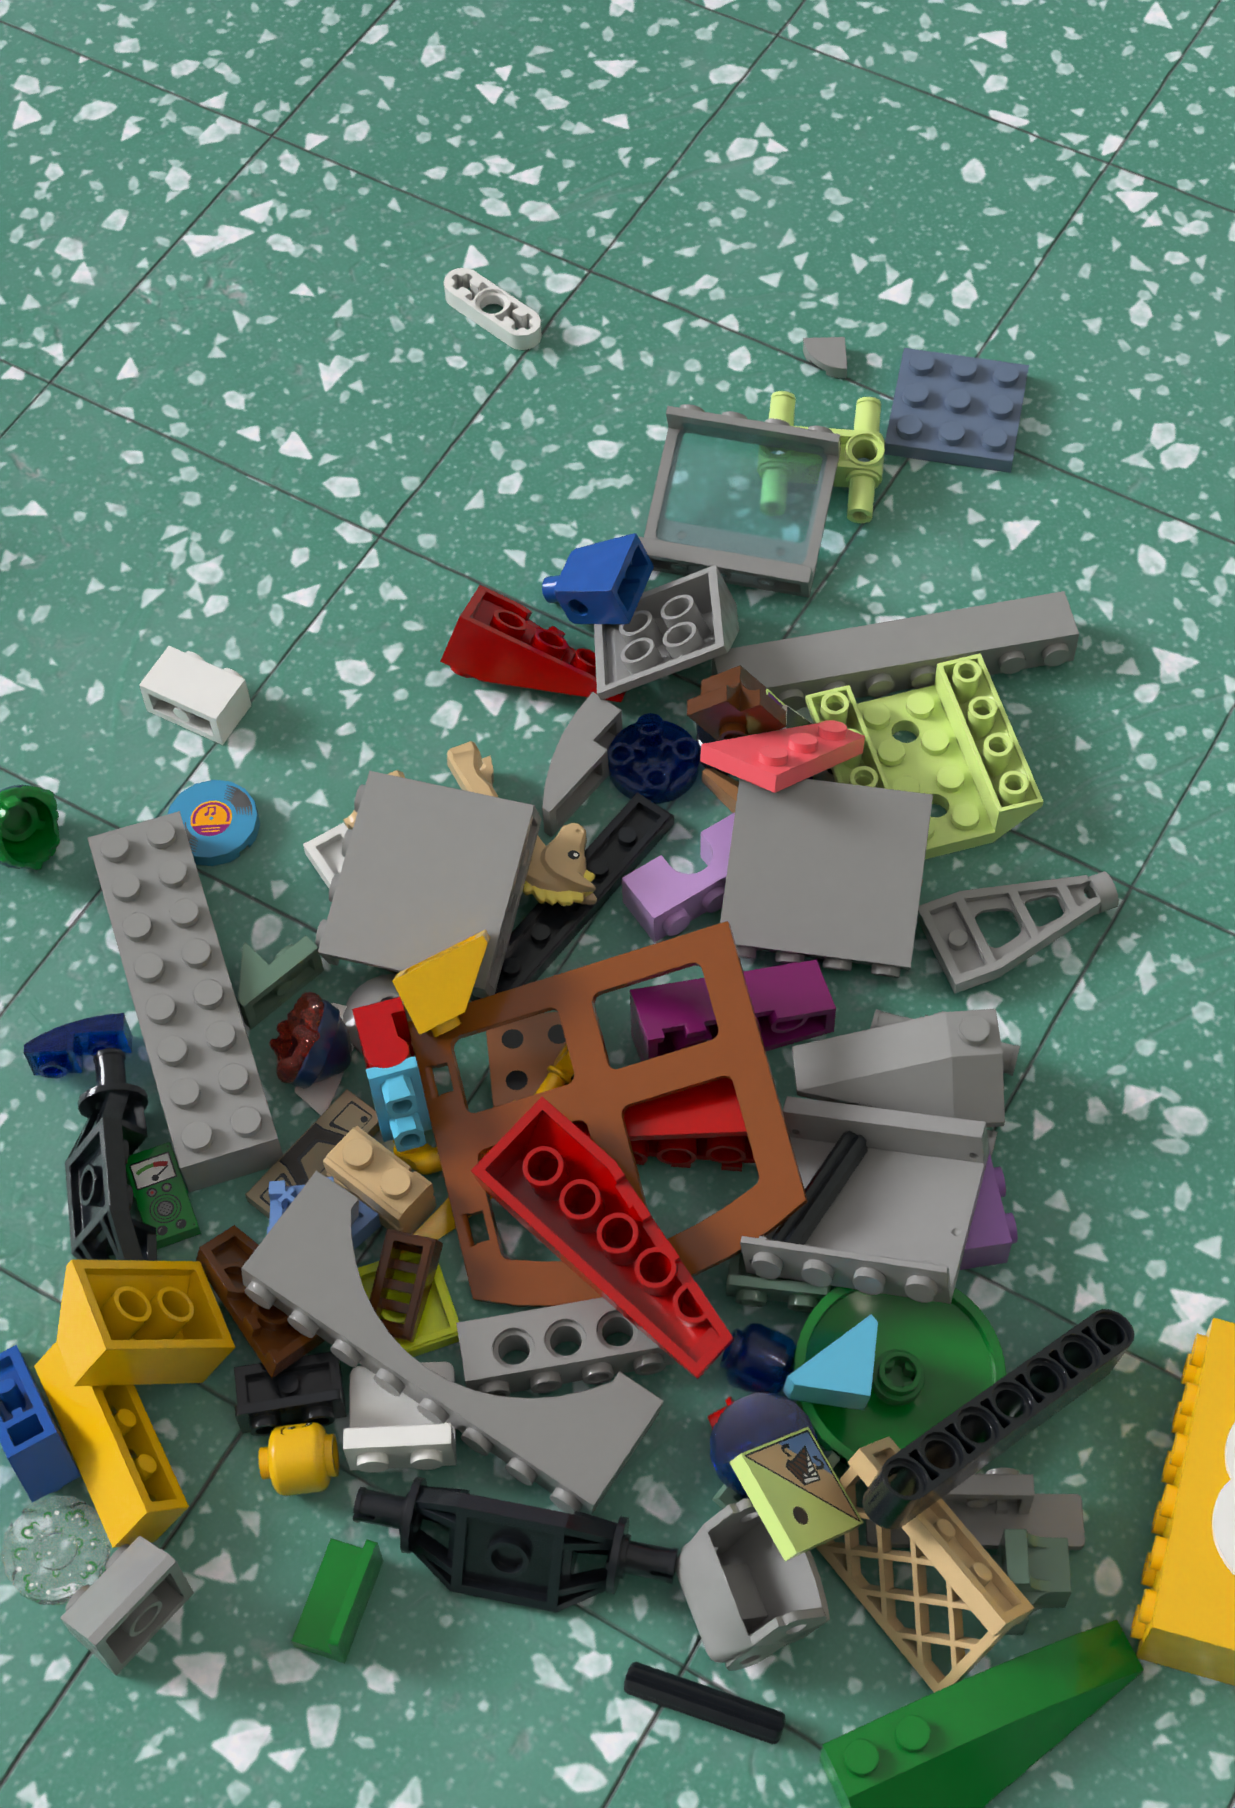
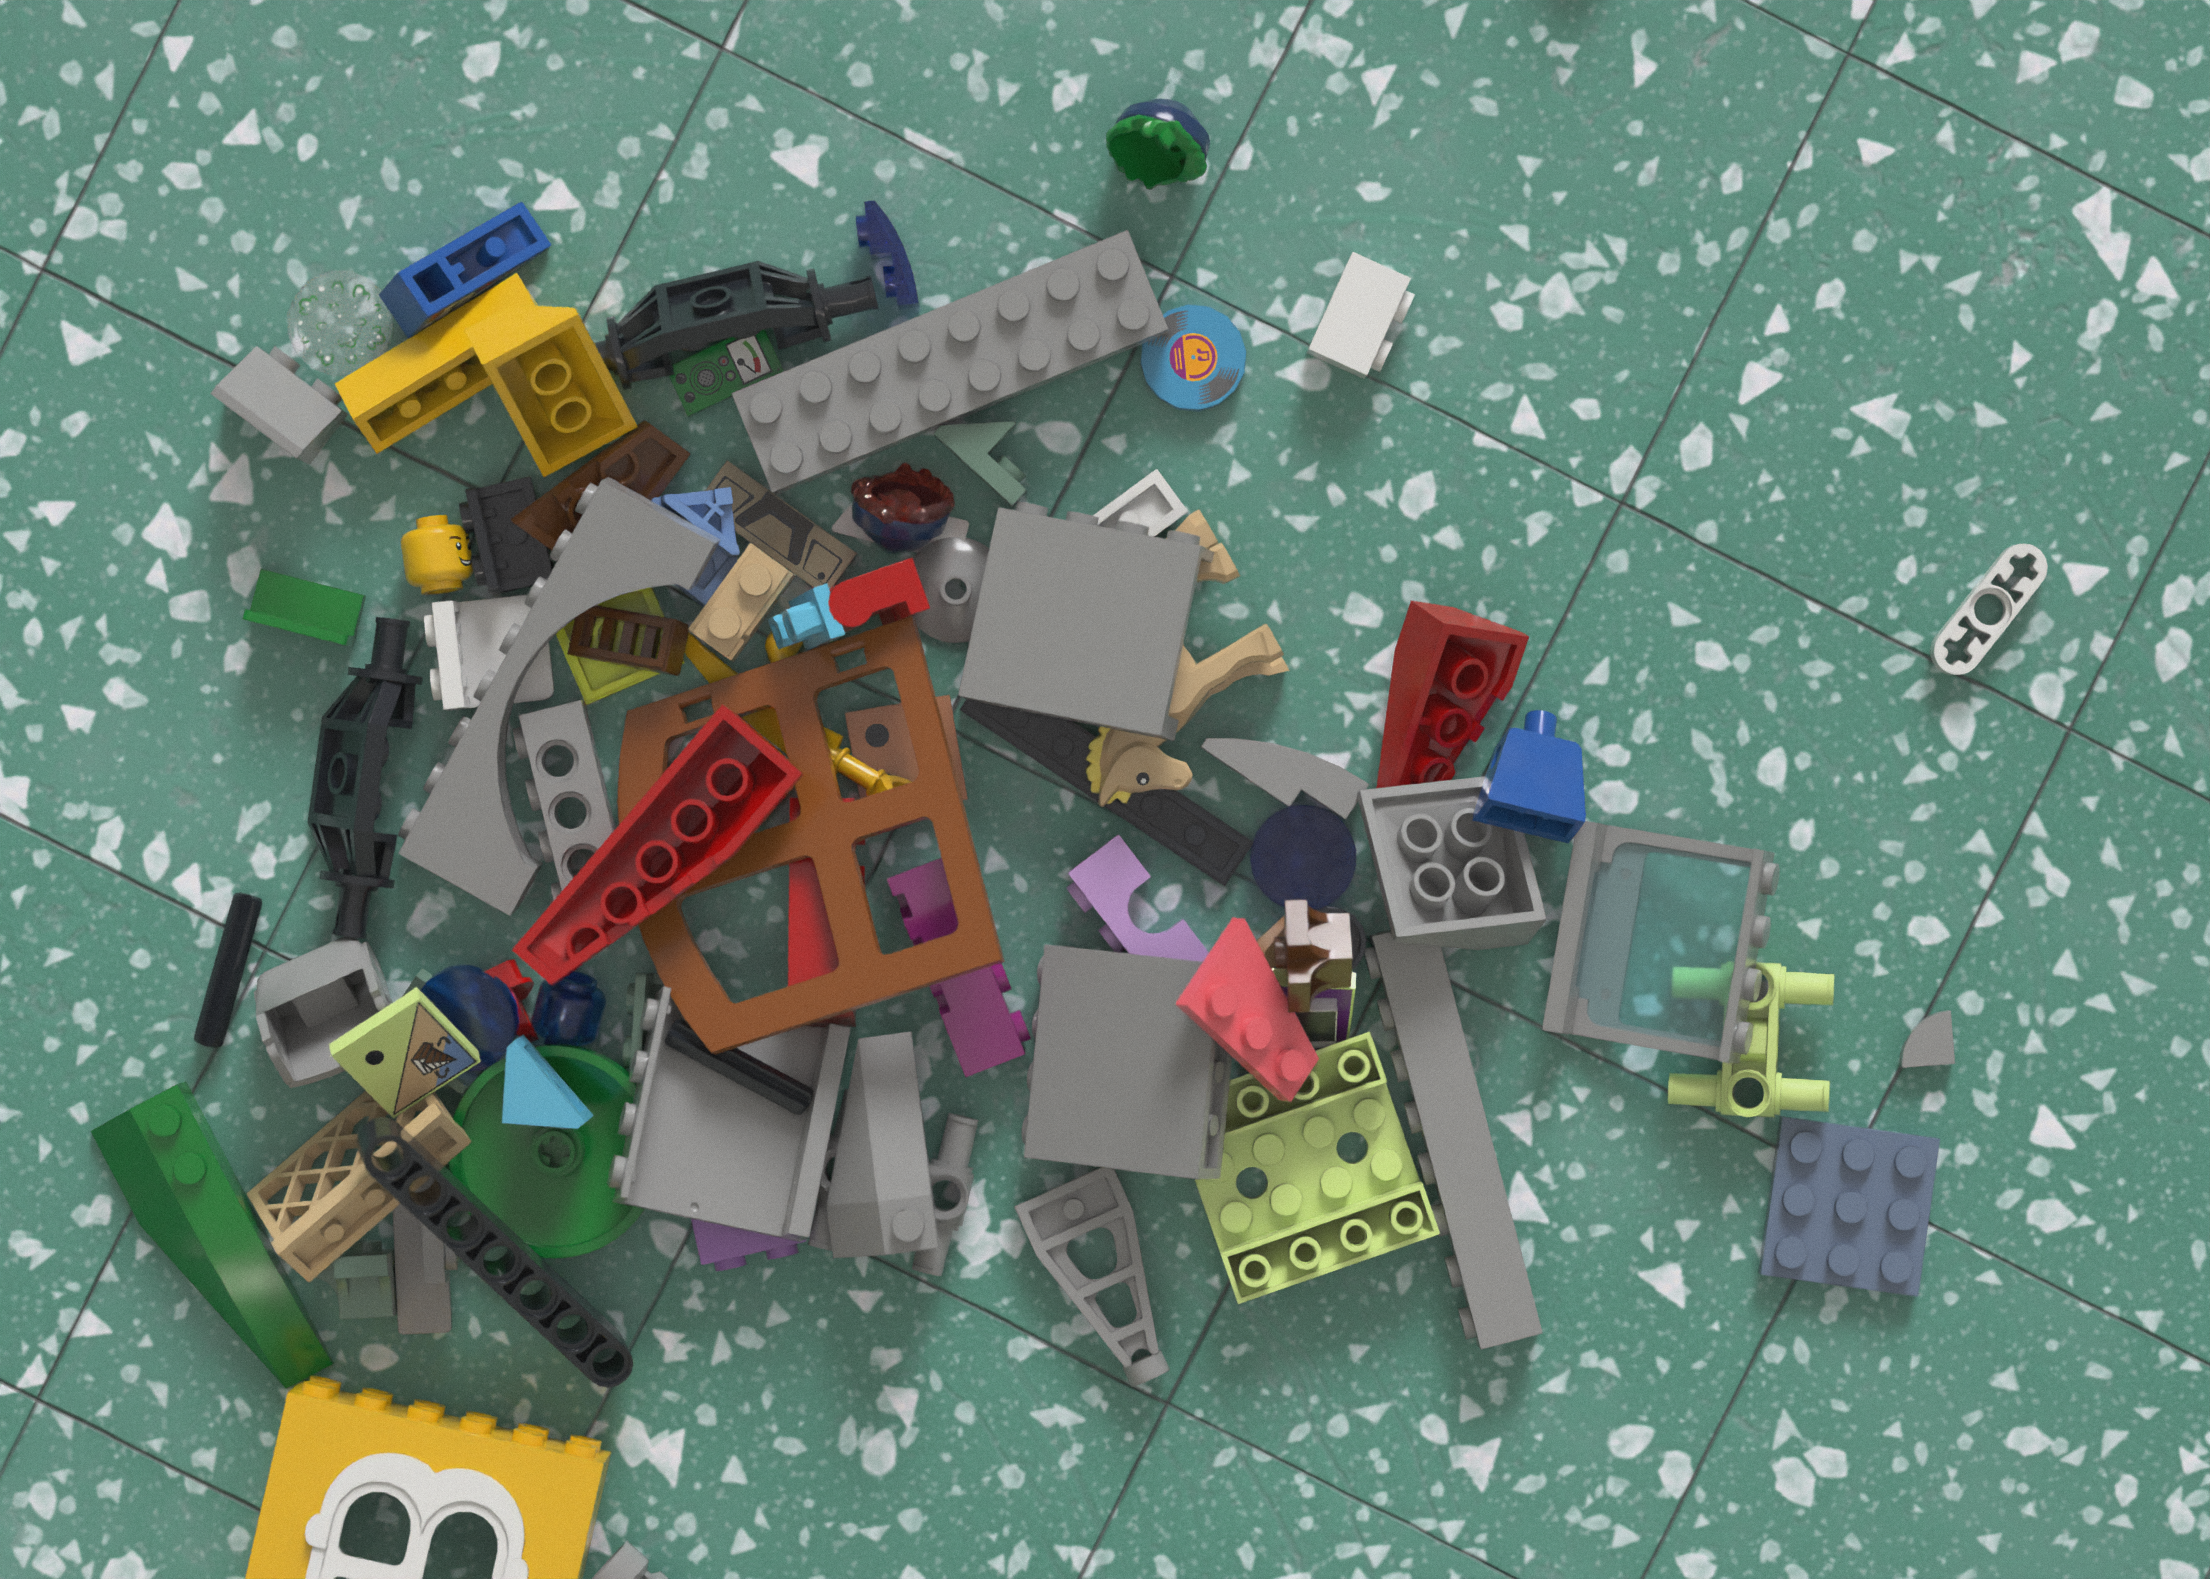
camera: 85 degrees right, 30 degrees up
(442, 985) = (944, 653): yellow slope -> none

